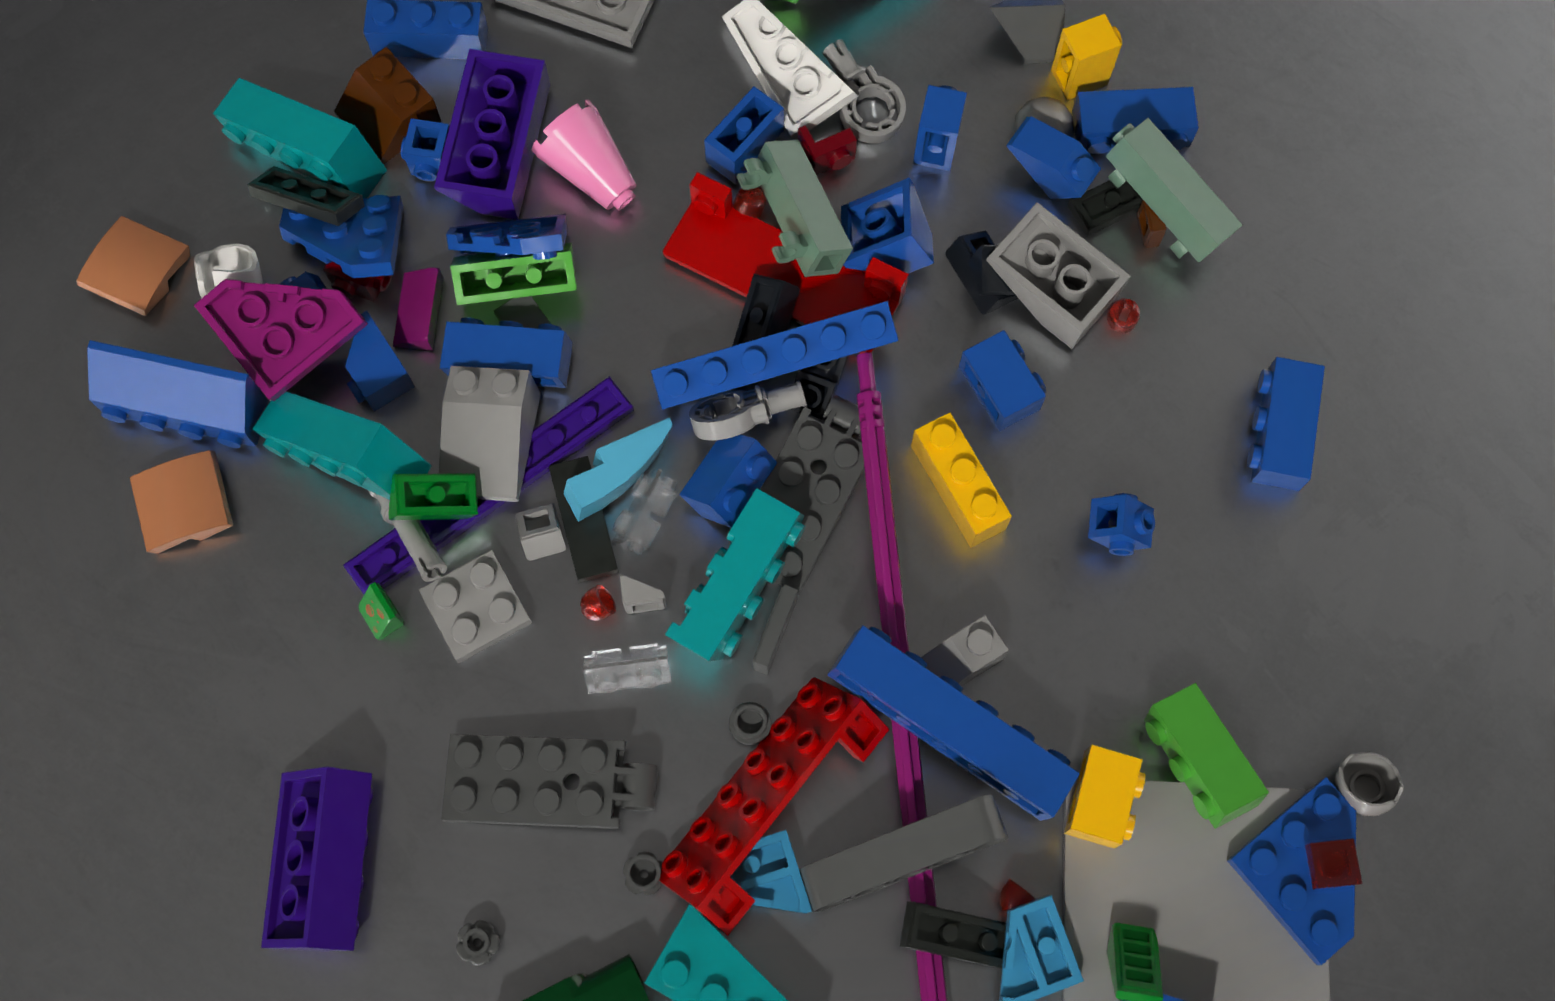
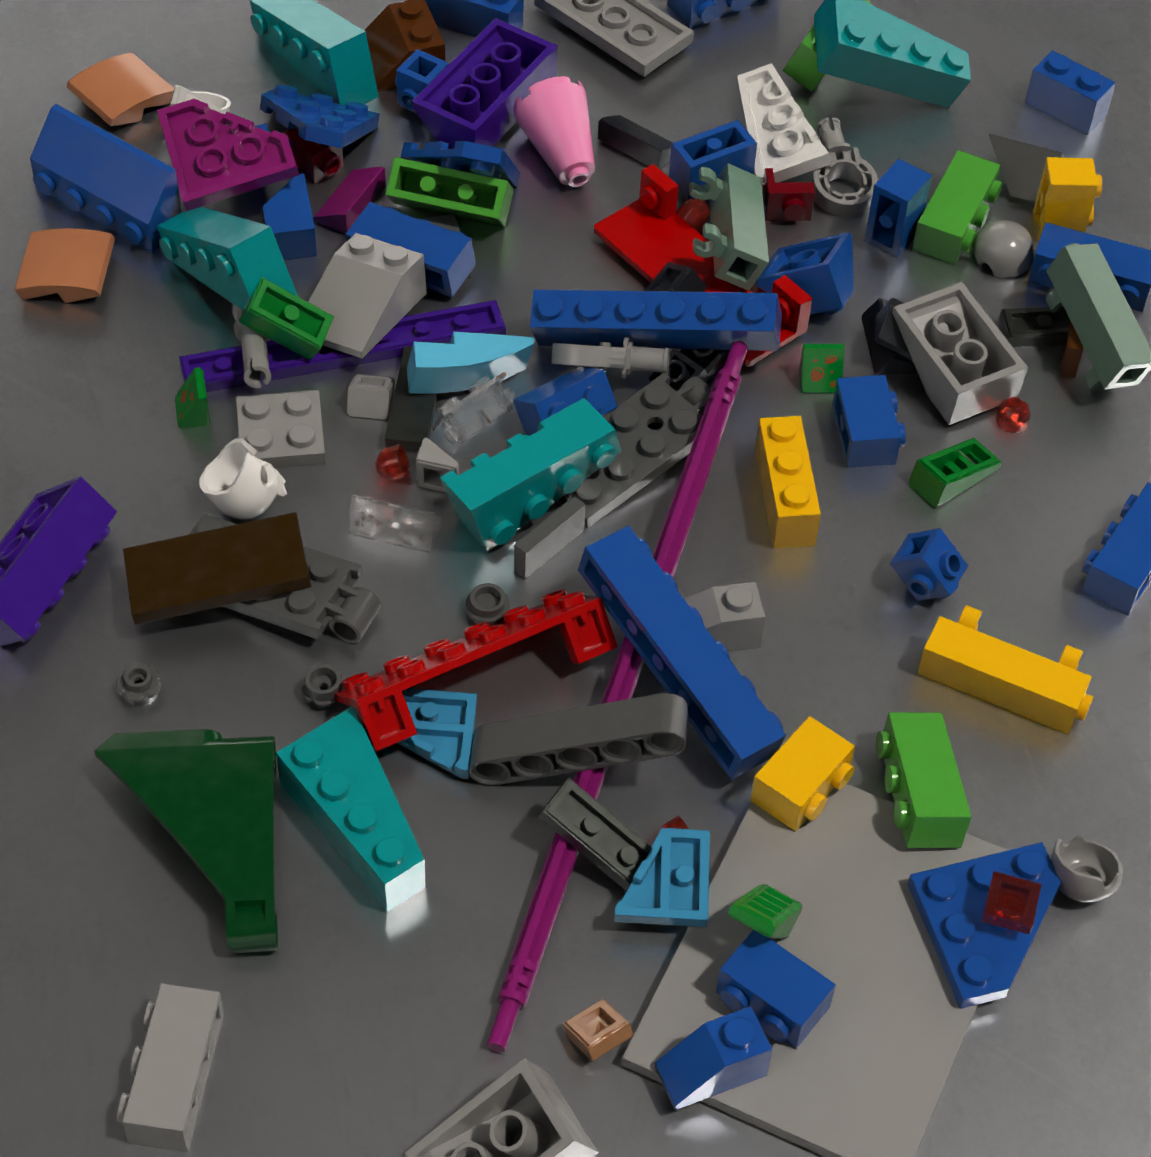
camera: 20 degrees right, 20 degrees down
(306, 195) = (297, 81): pearl dark grey tile -> none
(472, 693) = (241, 482): none -> white helmet
(495, 802) = (215, 568): none -> dark brown tile
(659, 129) = (634, 140): none -> black slope
(938, 336) = (821, 367): none -> green slope
(989, 98) = (957, 208): none -> bright green brick
(1053, 159) = (996, 264): blue slope -> none
(1085, 421) = (950, 473): none -> green slope
(1226, 608) = (1006, 673): none -> yellow brick

